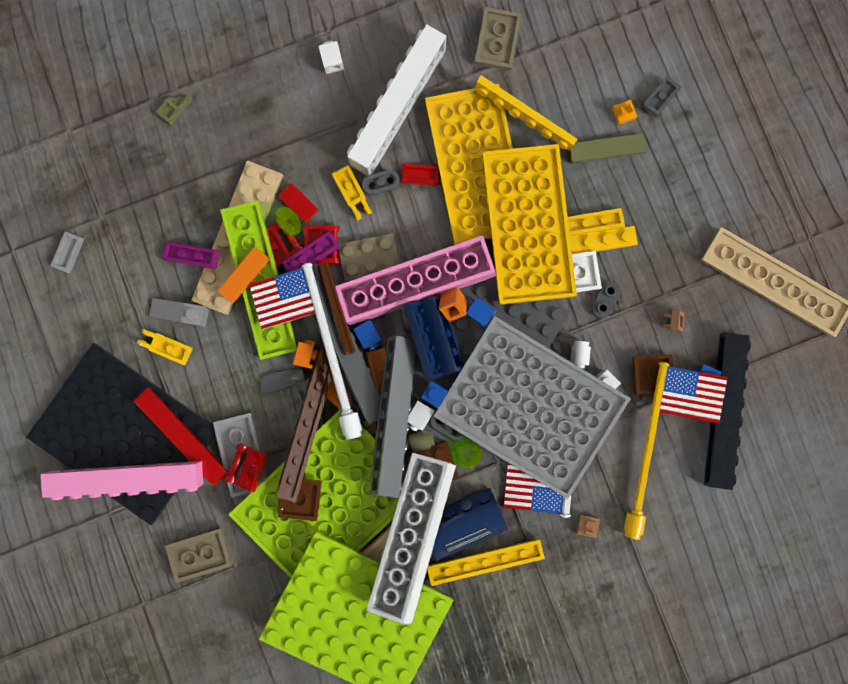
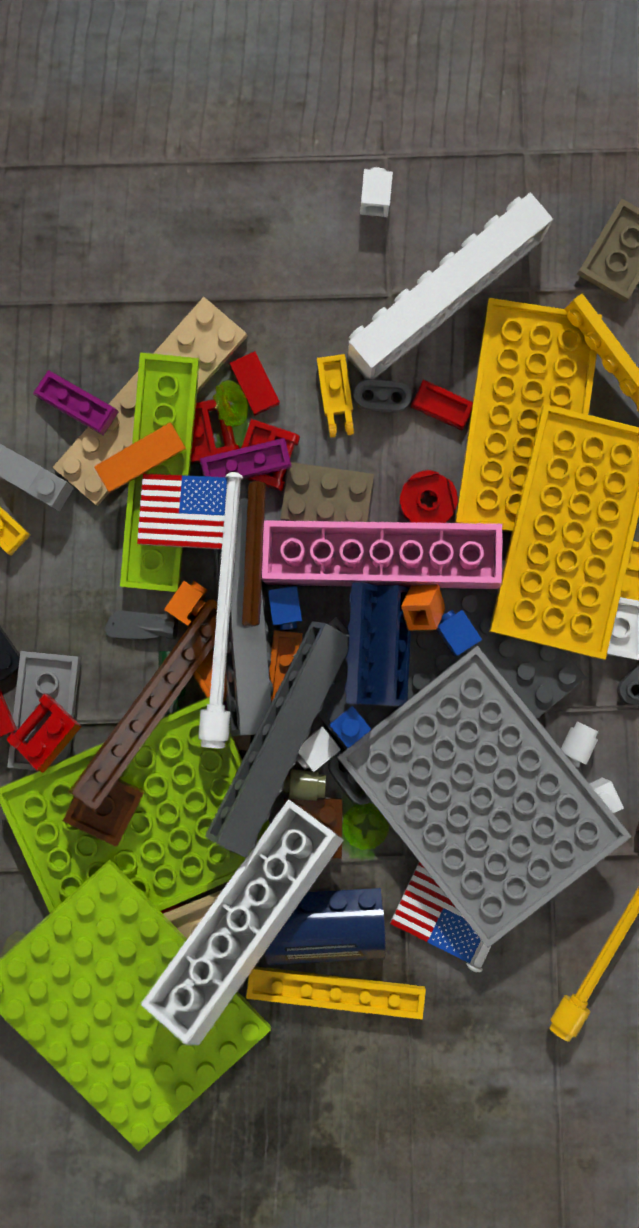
camera: 20 degrees right, 0 degrees up
(172, 108) = (125, 185): olive tile -> none
(435, 226) = (437, 486): none -> red plate
(588, 526) = (501, 994): medium nougat tile -> none

